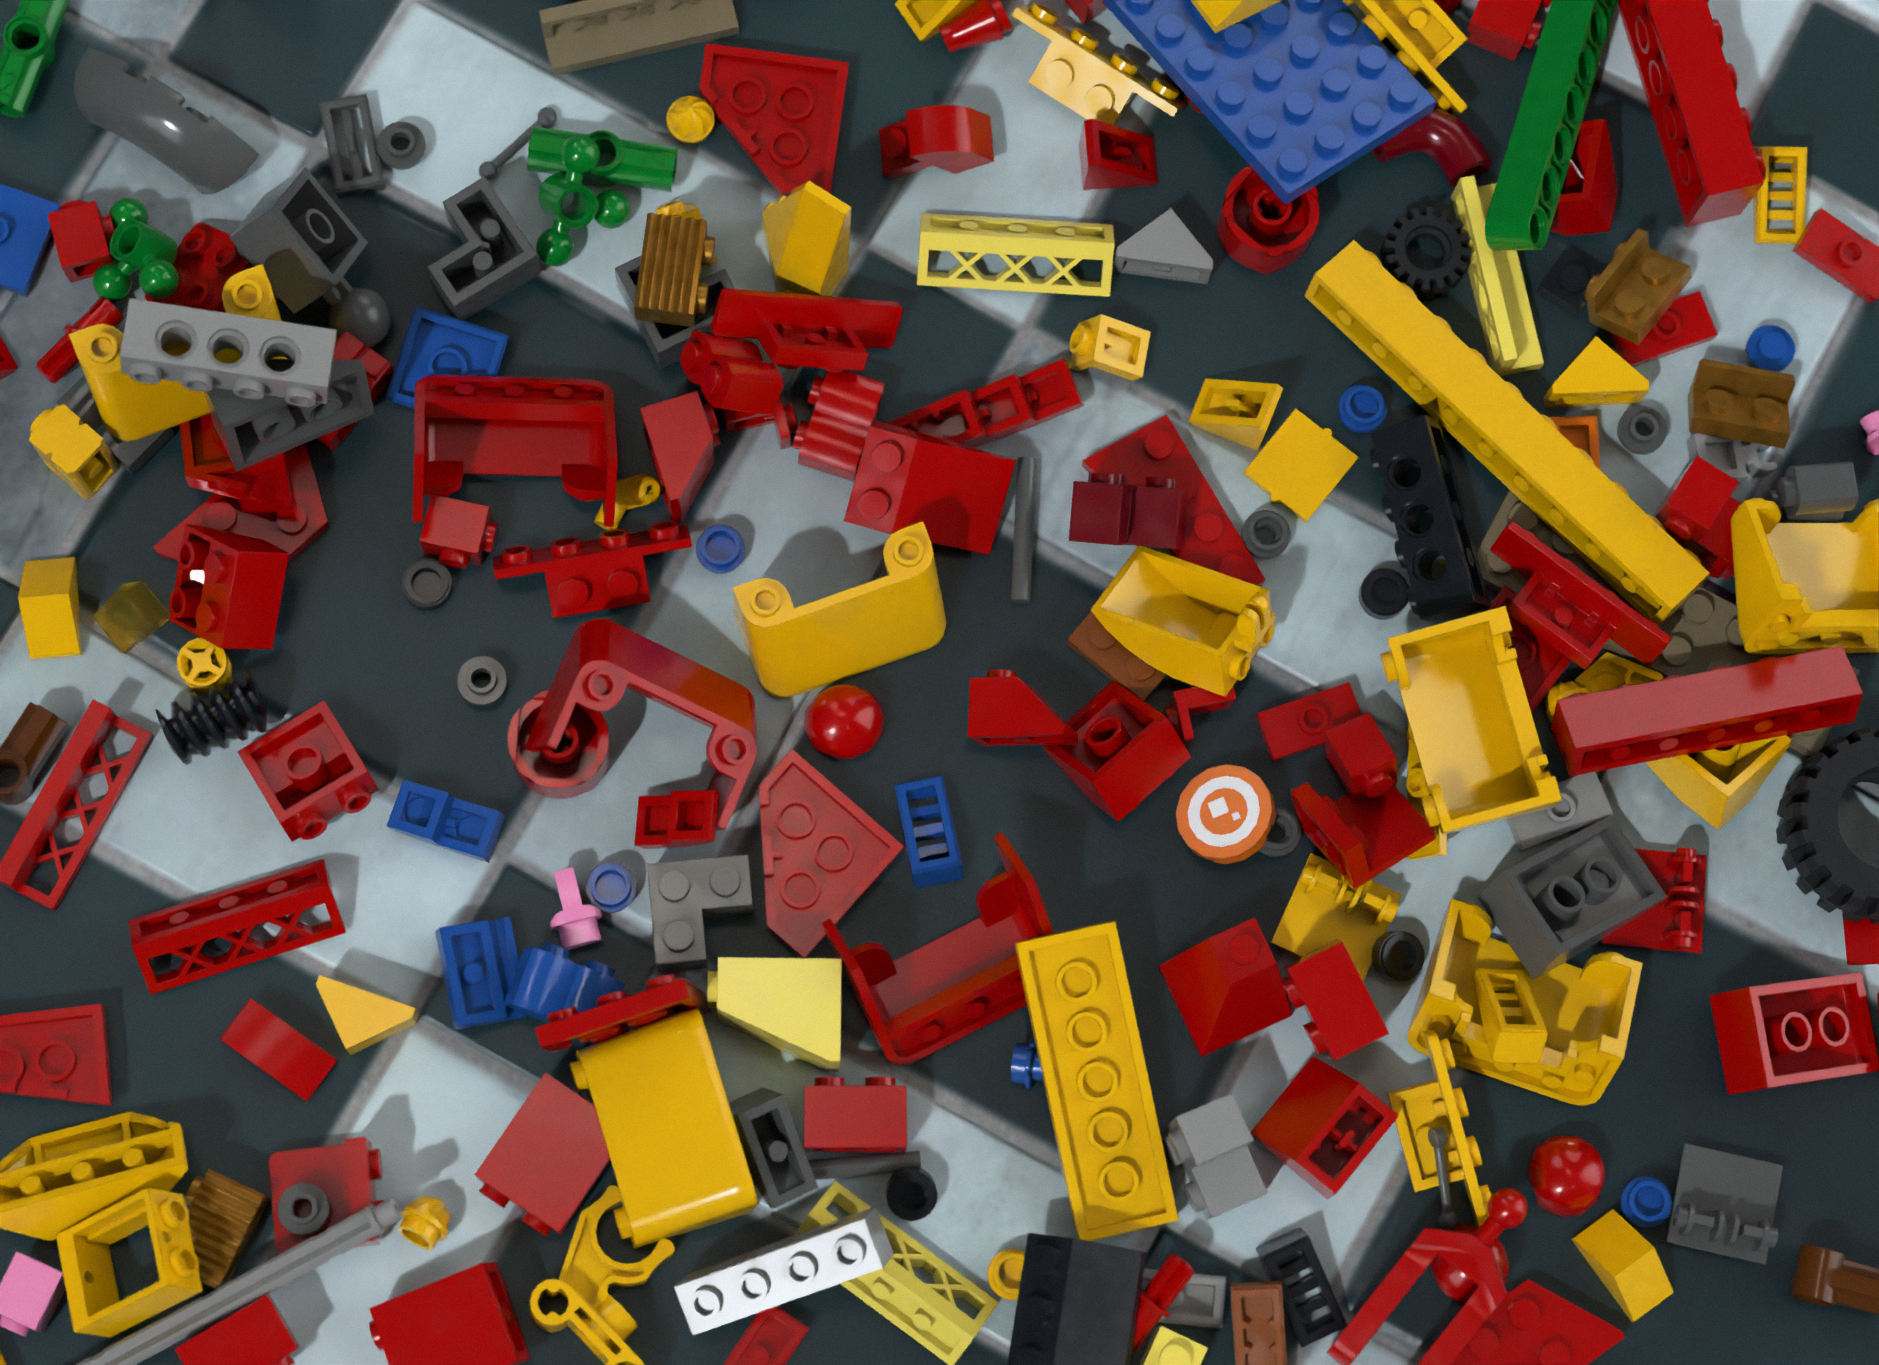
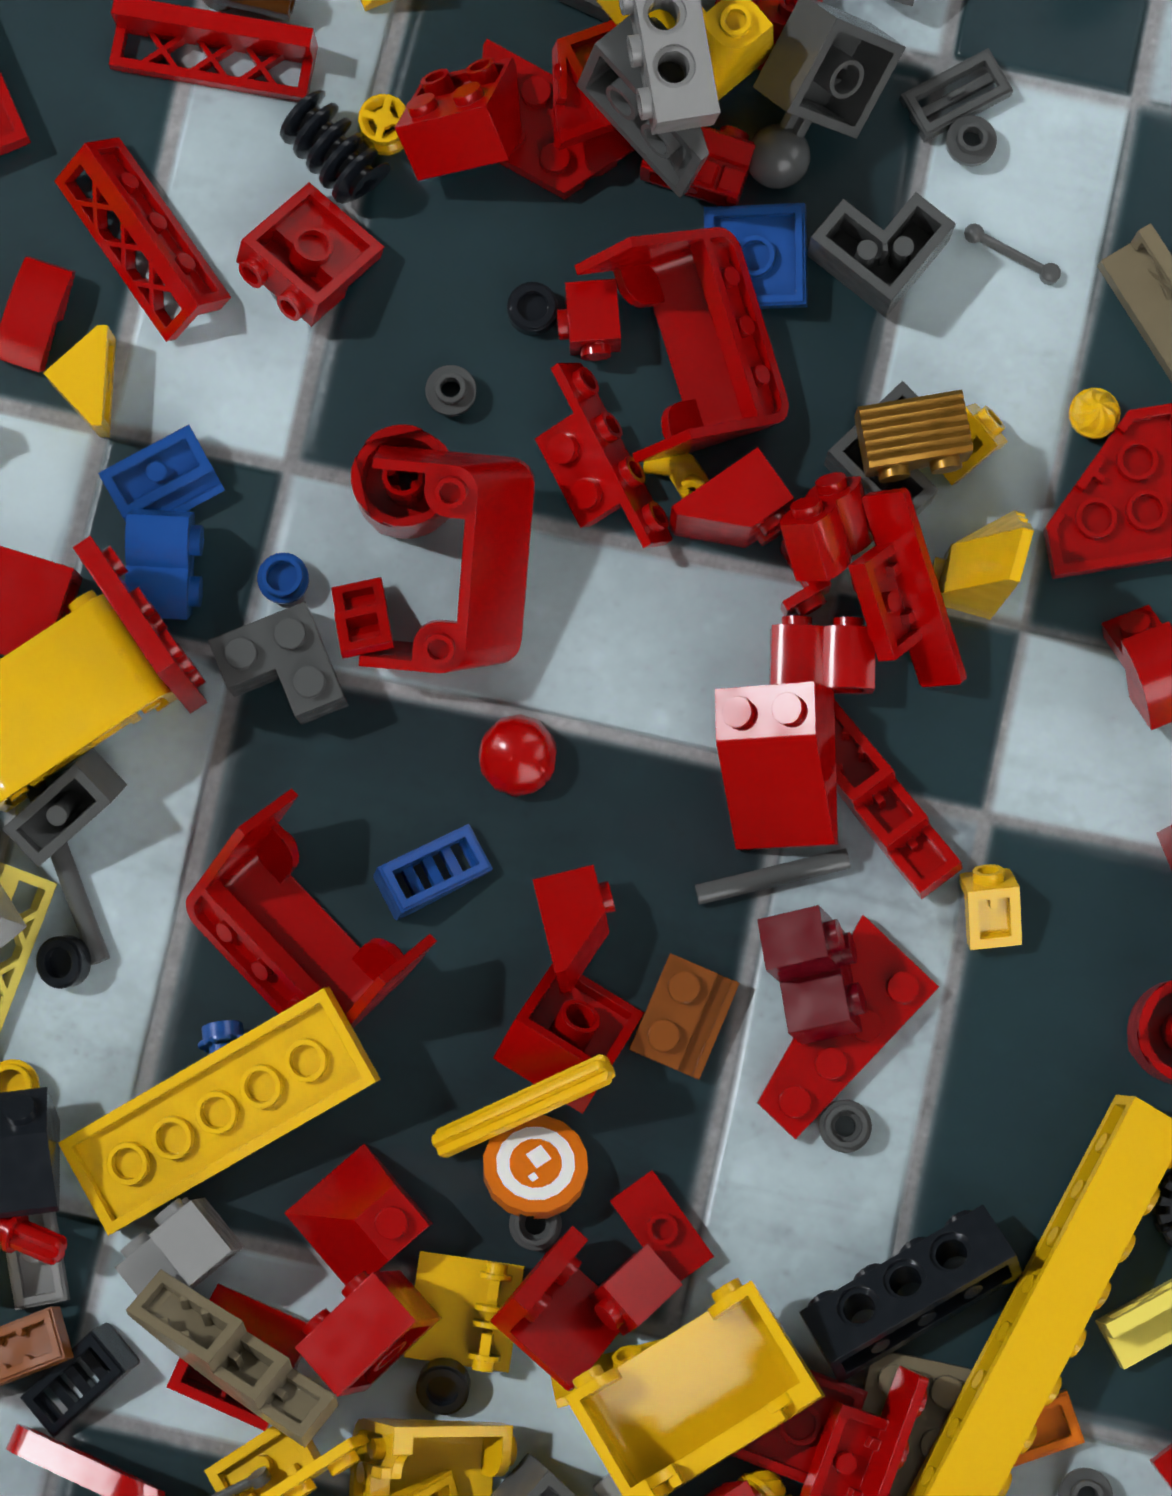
camera: 85 degrees right, 5 degrees up
(131, 615) = (416, 42): clear yellow slope -> none
(446, 821) = (302, 400): blue slope -> none
(576, 922) = (237, 553): bright pink piece -> none
(608, 208) = (972, 362): green piece -> none
(634, 162) = (1024, 369): green piece -> none
(720, 549) = (656, 580): blue plate -> none
(783, 1004) = (202, 778): light yellow slope -> none
(815, 852) = (374, 765): red plate -> none
(848, 630) = (603, 732): yellow windscreen -> none
(855, 1116) = (118, 882): red brick -> none
(1015, 237) = (1077, 780): light yellow fence -> none
(1164, 251) = (1113, 933): light grey slope -> none
(1171, 803) = (523, 1106): none -> yellow axle
(1186, 619) = (722, 1067): yellow piece -> none
(1193, 702) = (652, 1108): red bracket -> none
(1236, 409) = (966, 1056): yellow slope -> none
(1300, 465) = (932, 1142): yellow piece -> none
(1326, 1123) = (232, 1357): none -> dark tan slope
(1362, 408) = (1012, 1189): blue plate -> none
(1383, 594) = (821, 1267): black tile -> none
(1597, 379) = (1125, 1430): yellow slope -> none

